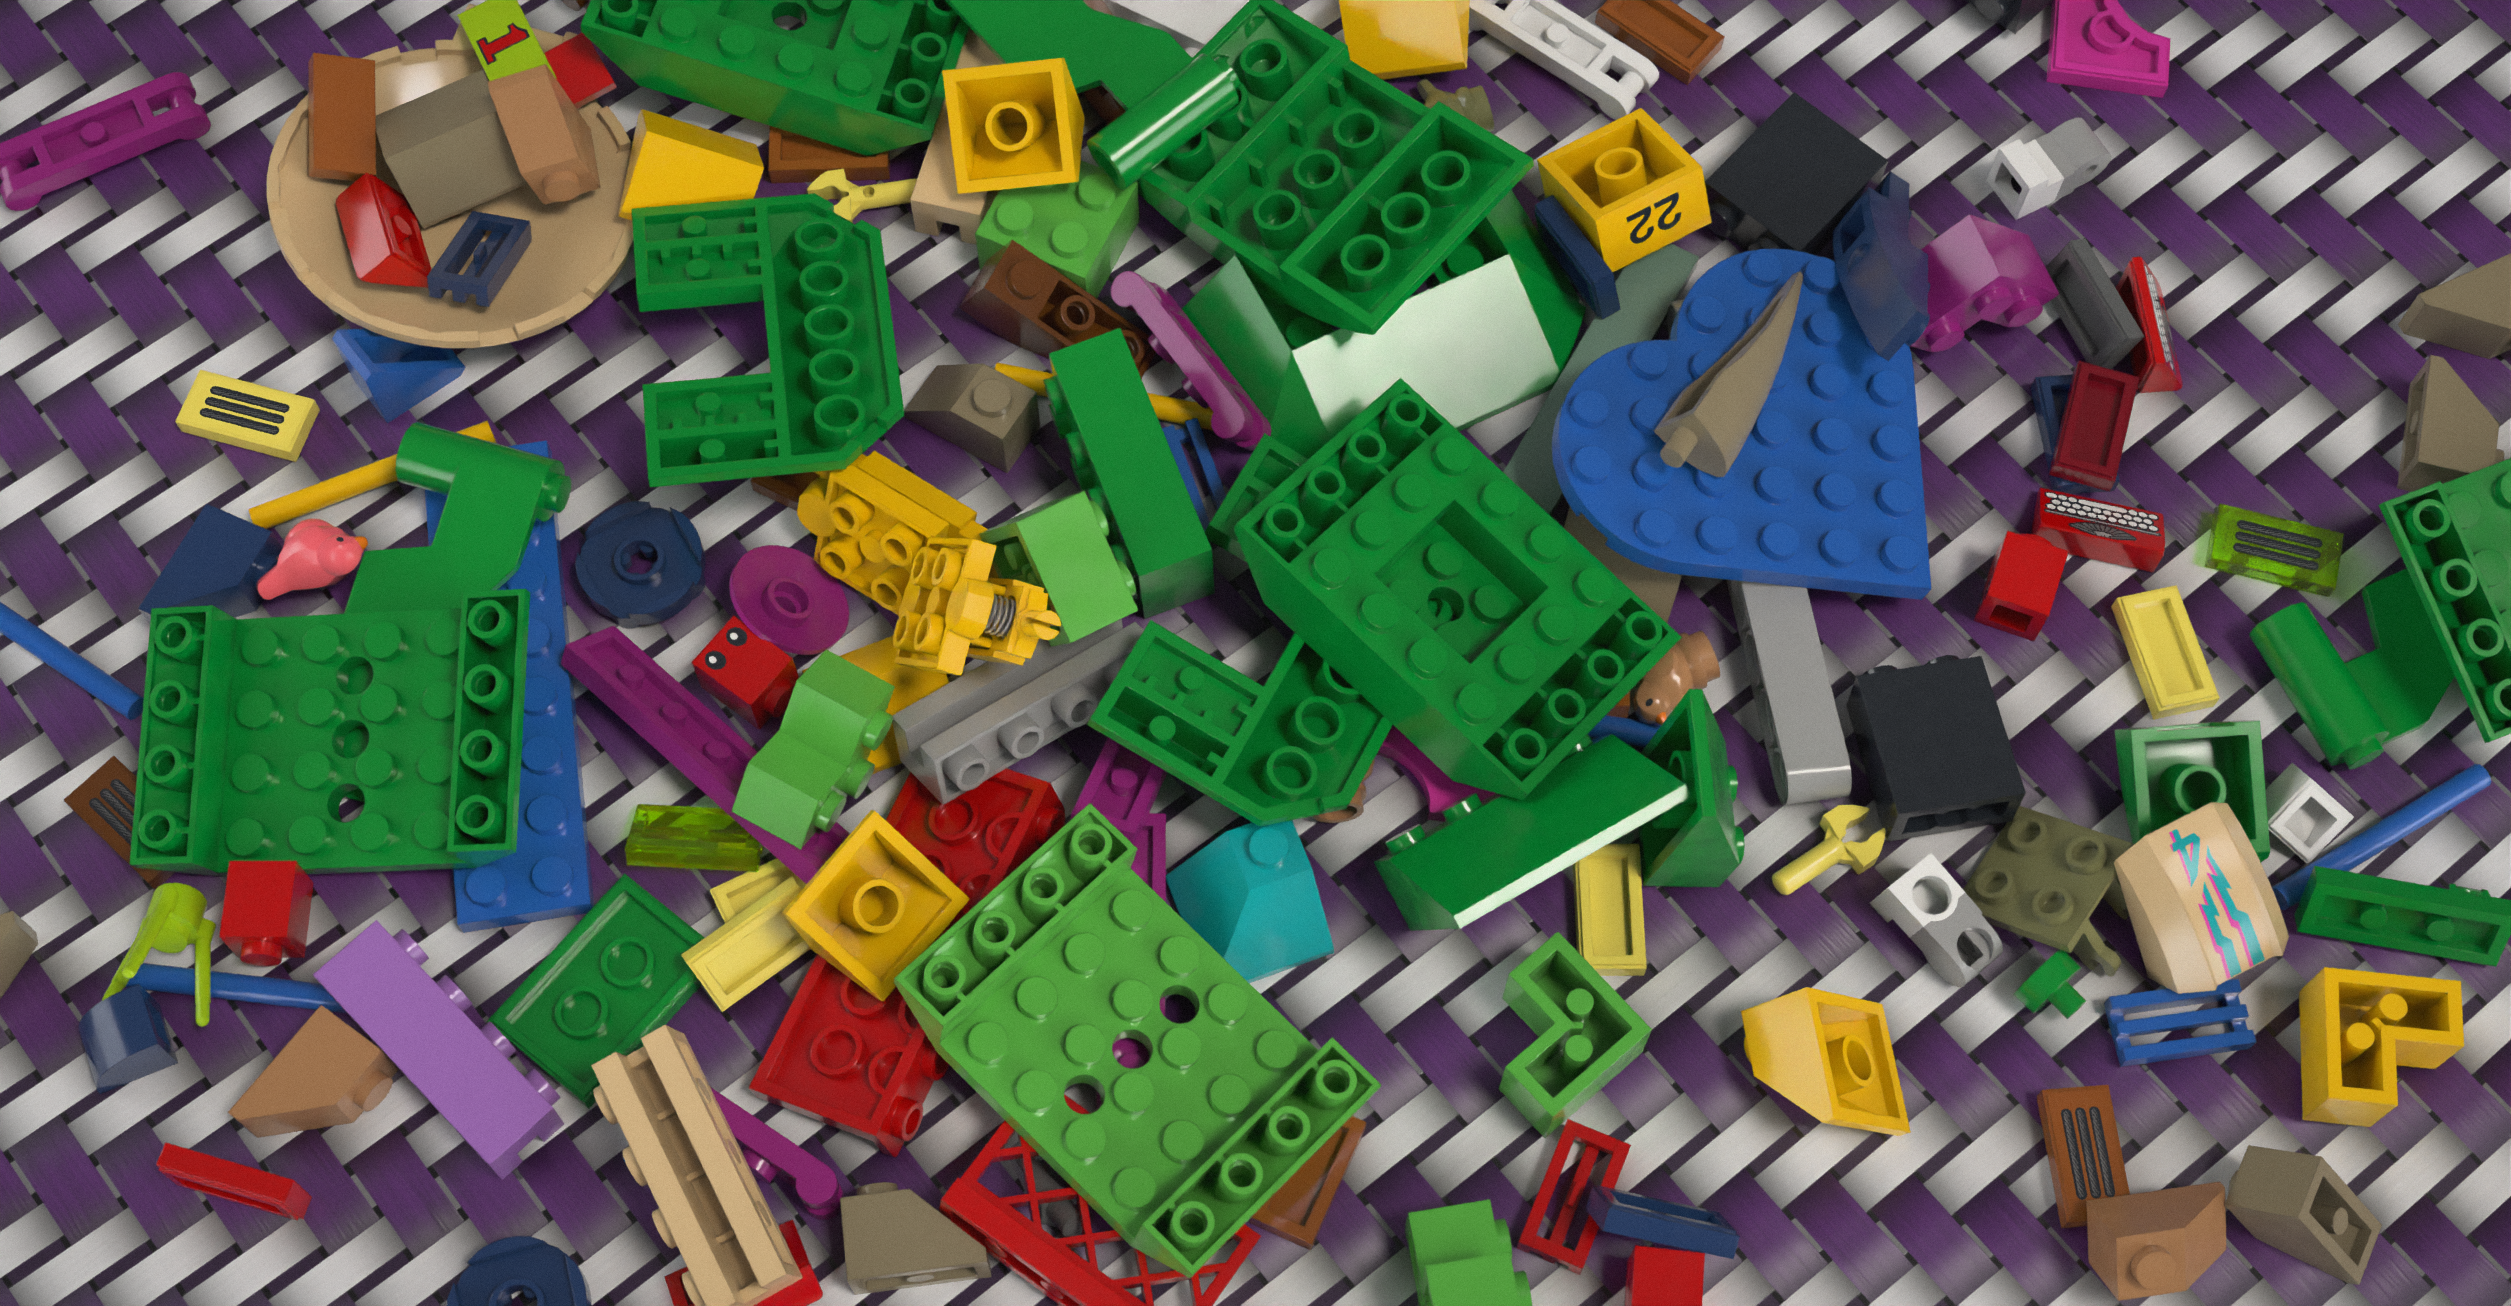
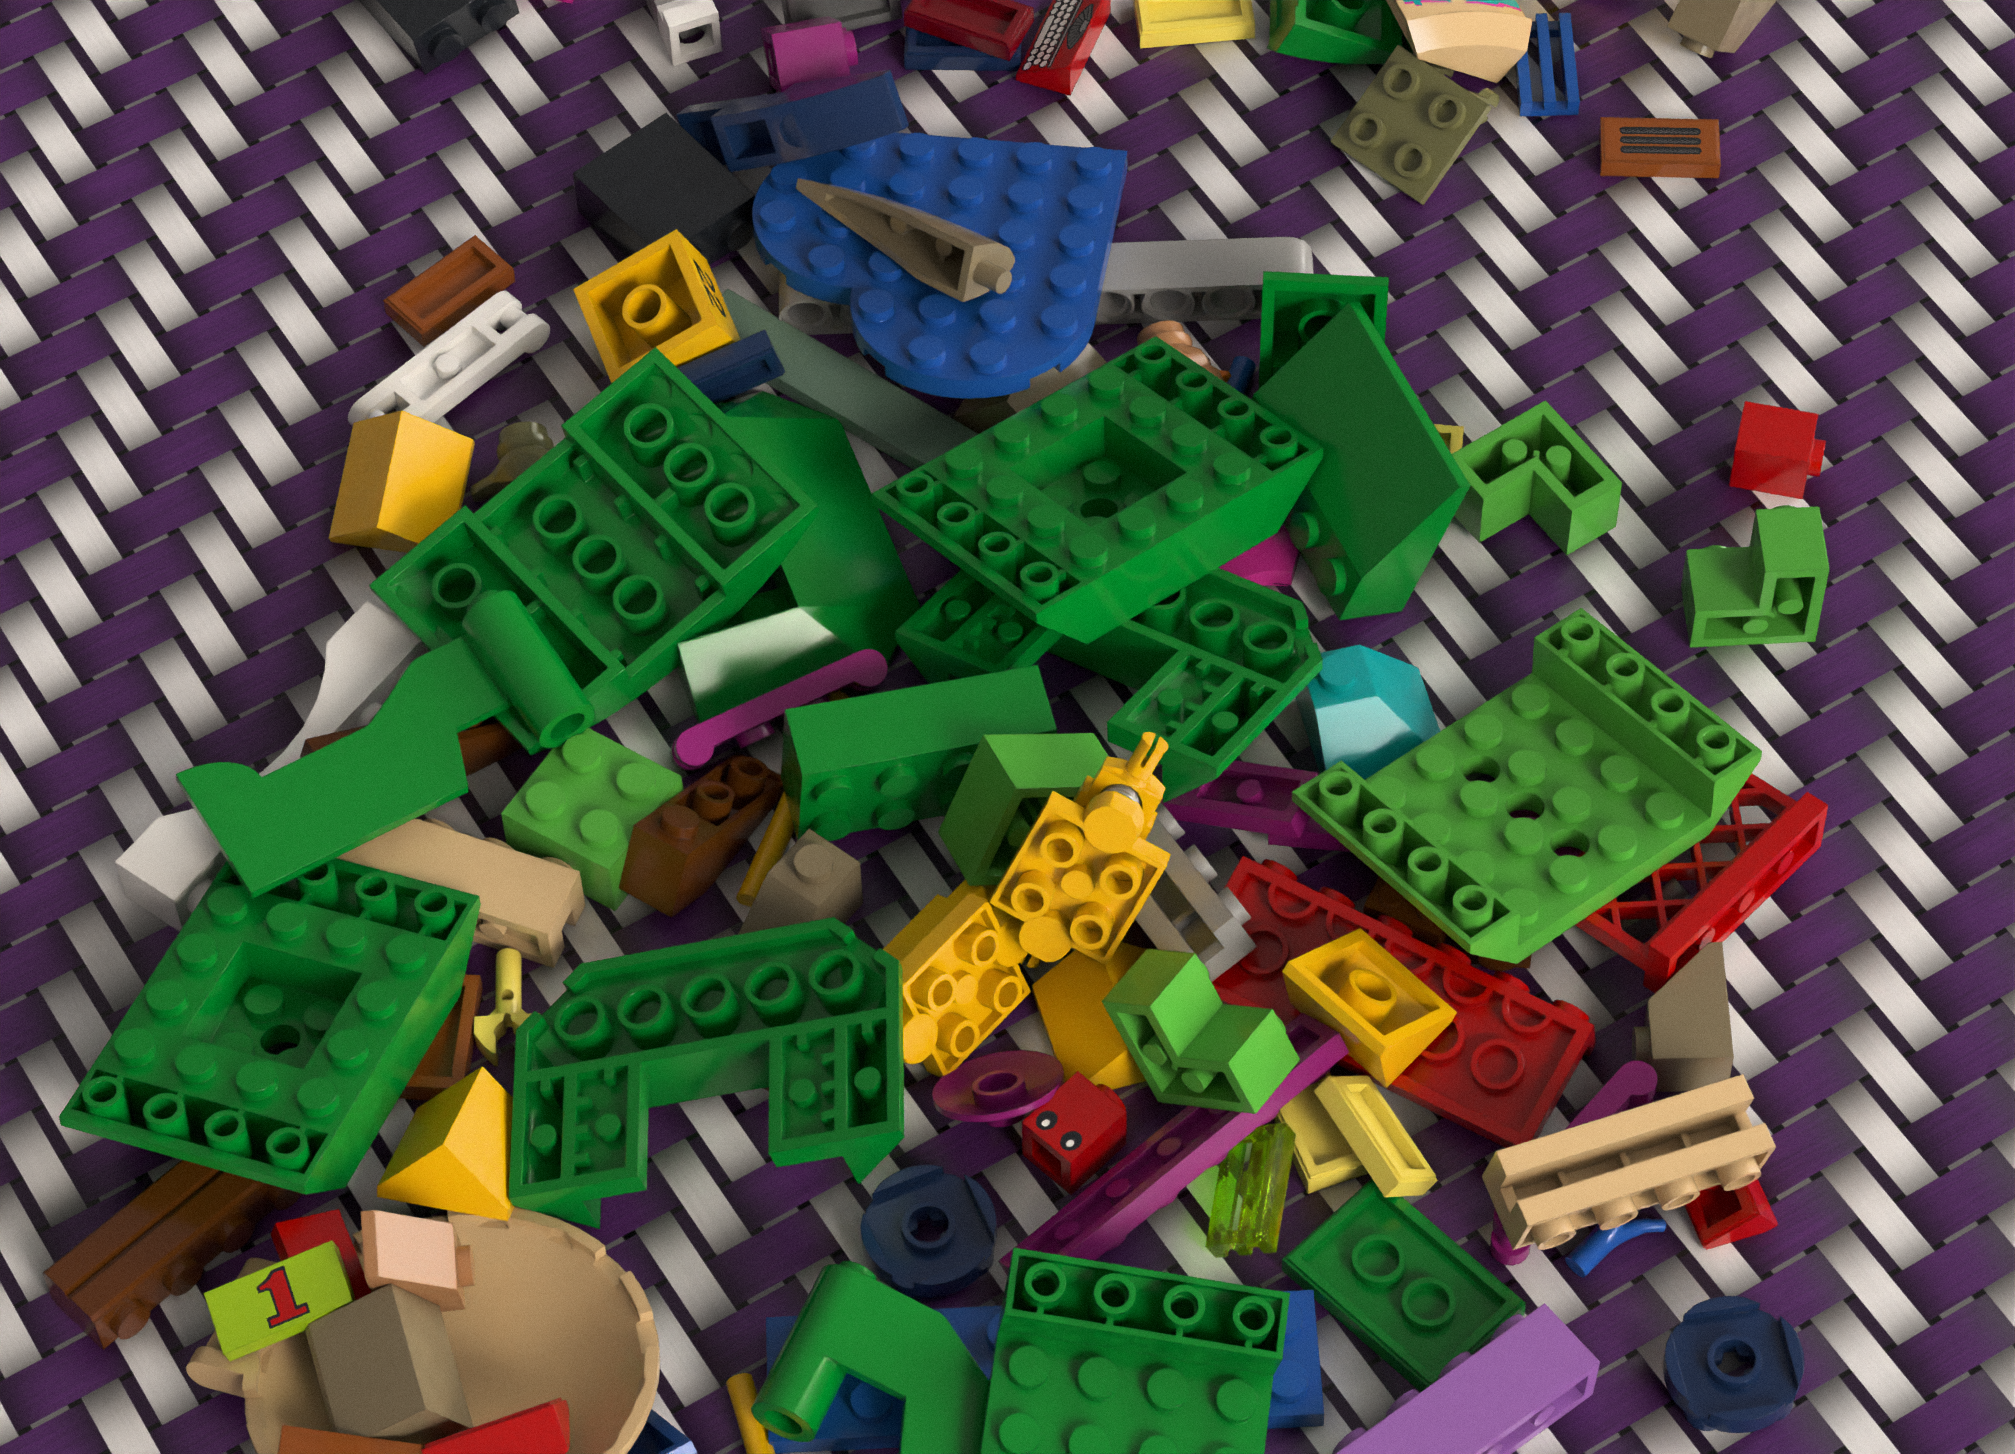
camera: 80 degrees left, 10 degrees down
(491, 259) = (529, 1372): dark blue tile -> none
(1014, 125) = (510, 803): yellow slope -> none
(1552, 1249) = (1666, 518): red tile -> none
(1662, 1221) = (1710, 434): dark blue tile -> none
(1828, 1058) = (1565, 306): yellow slope -> none
(1832, 850) = (1367, 261): light yellow bar -> none
(1934, 747) = (1275, 178): black brick -> none
(1940, 921) = (1437, 207): leg -> none
(2021, 585) = (1120, 97): red brick -> none
(2051, 985) = (1507, 139): green tile -> none
(2156, 1238) = (1745, 105): medium nougat slope -> none

